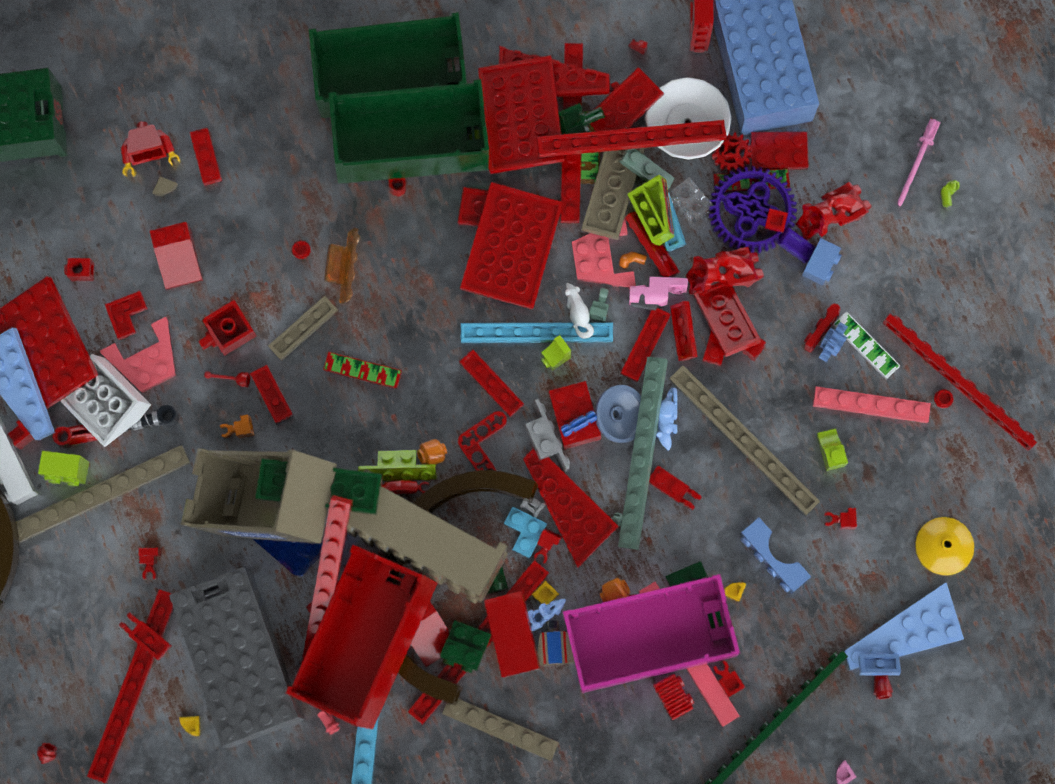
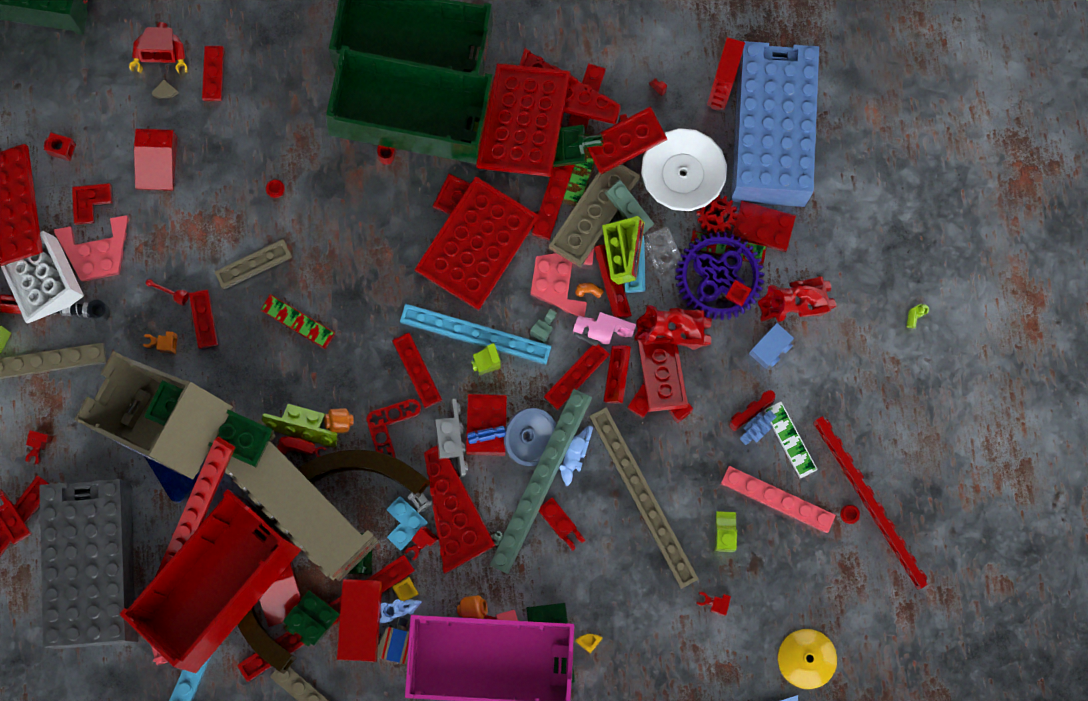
camera: 10 degrees right, 0 degrees up
(191, 724) = (27, 615): yellow tile -> none
(218, 333) = (171, 239): red hinge -> none
(341, 264) = (307, 214): clear orange bracket -> none
(578, 311) = (521, 326): white animal -> none
(631, 138) = (622, 173): red plate -> none
(757, 538) = (648, 643): medium blue arch -> none
(796, 245) = (751, 322): dark purple tile -> none
(926, 139) = (910, 257): bright pink piece -> none

